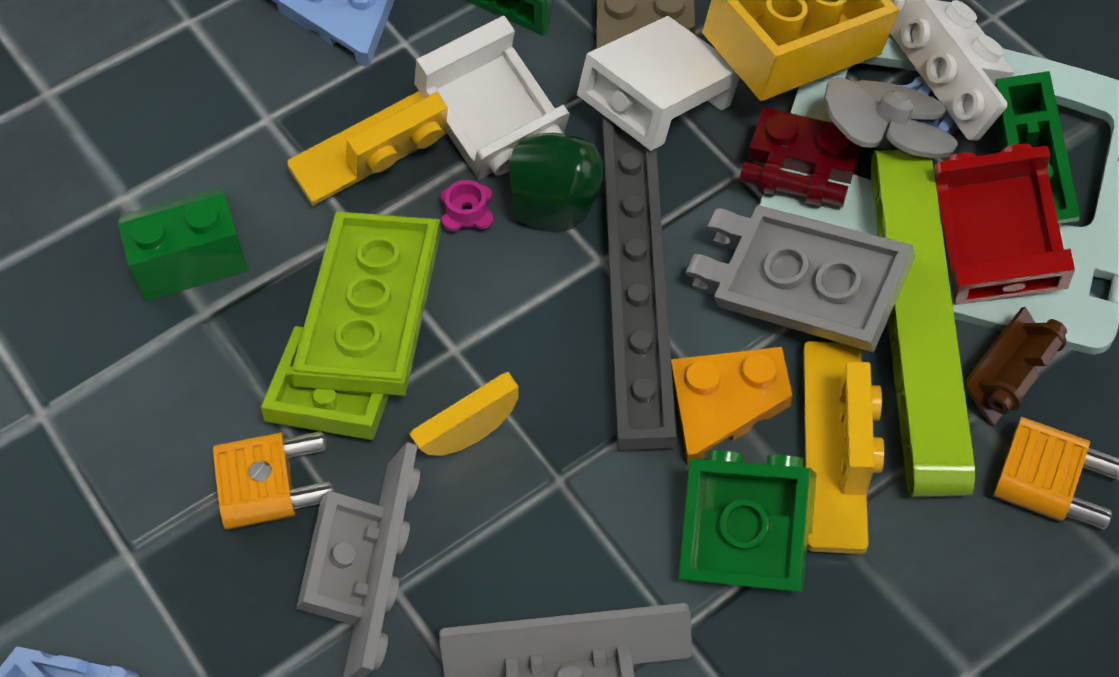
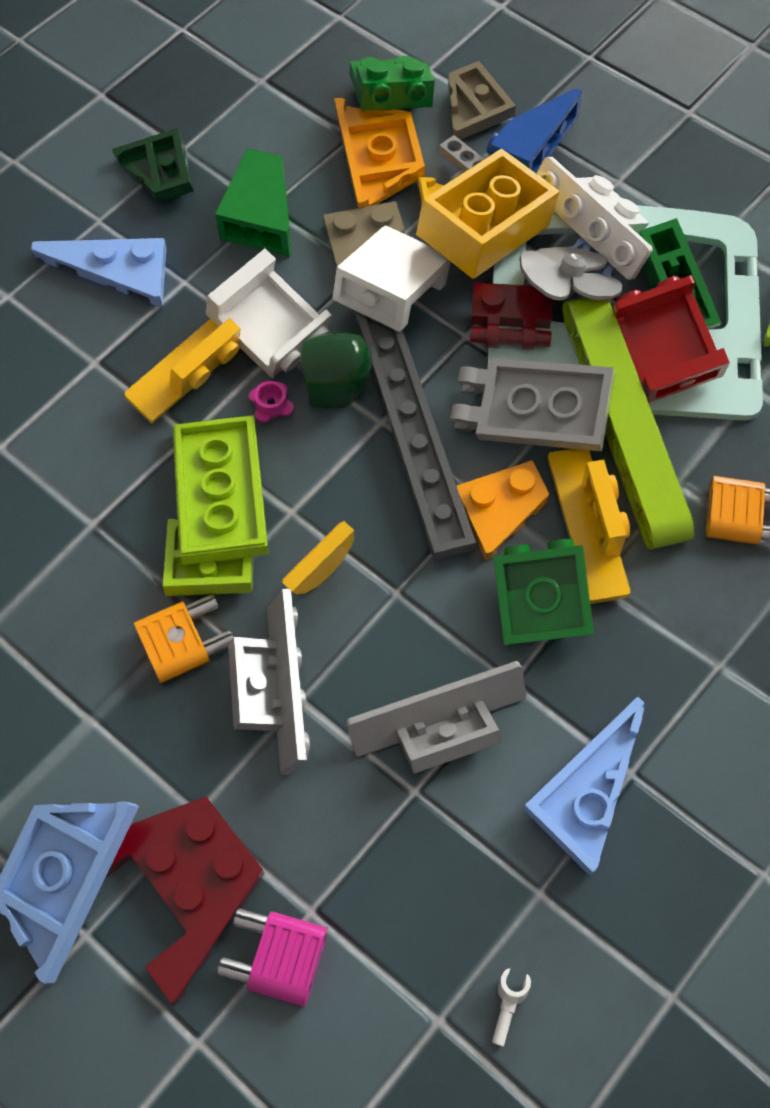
camera: 15 degrees left, 5 degrees up
(182, 243) = (61, 471): green slope -> none
(1012, 364) = (698, 439): reddish brown hinge -> none

